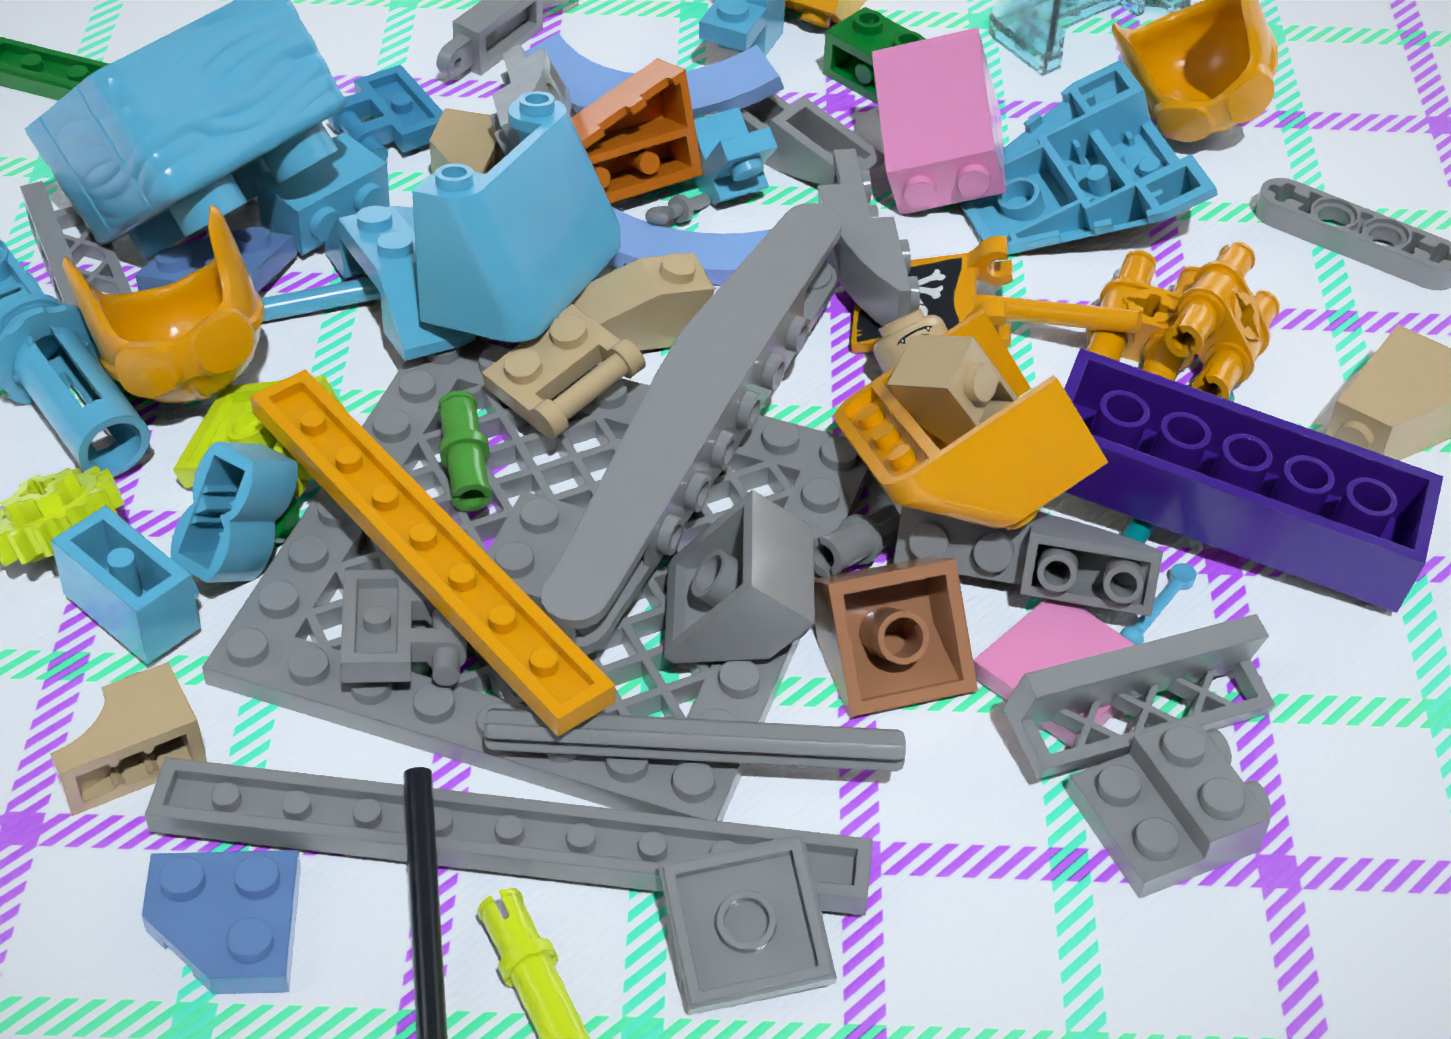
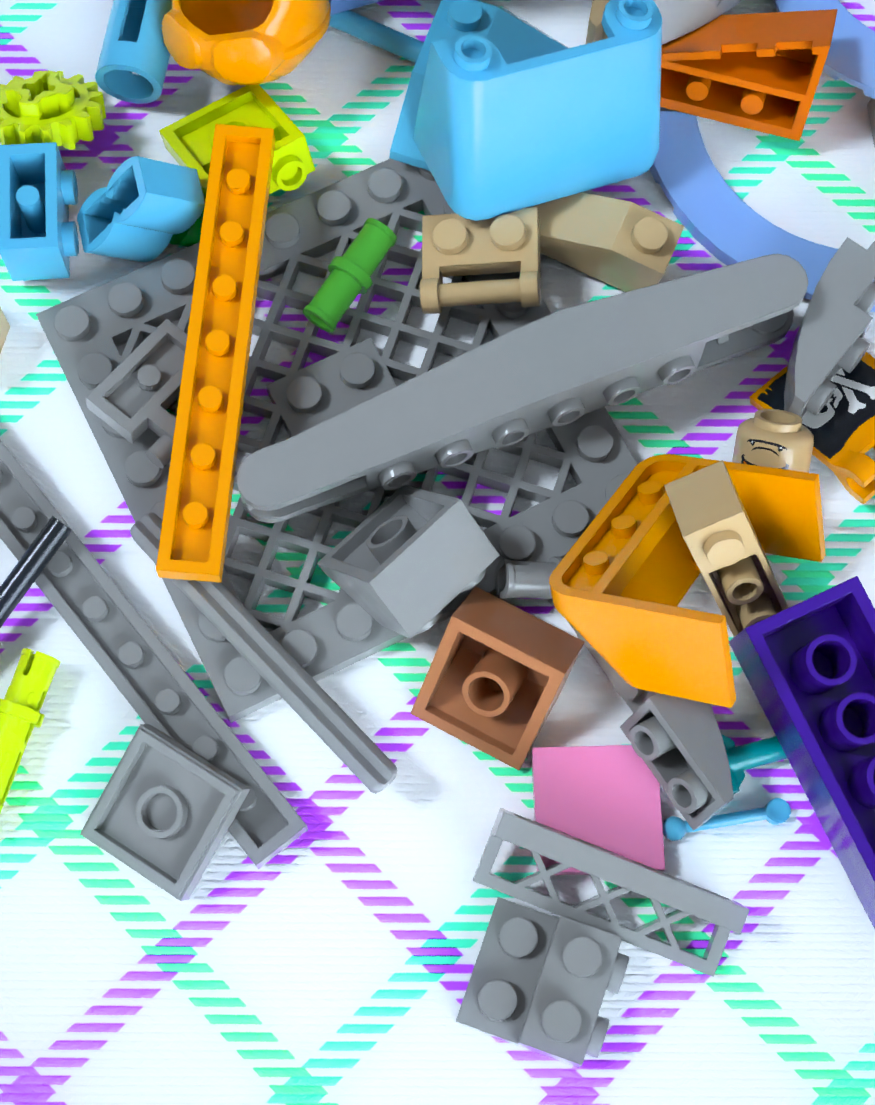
camera: 45 degrees right, 25 degrees up
(679, 209) = (749, 160): light grey hand -> none
(731, 156) = (830, 140): medium azure brick -> none

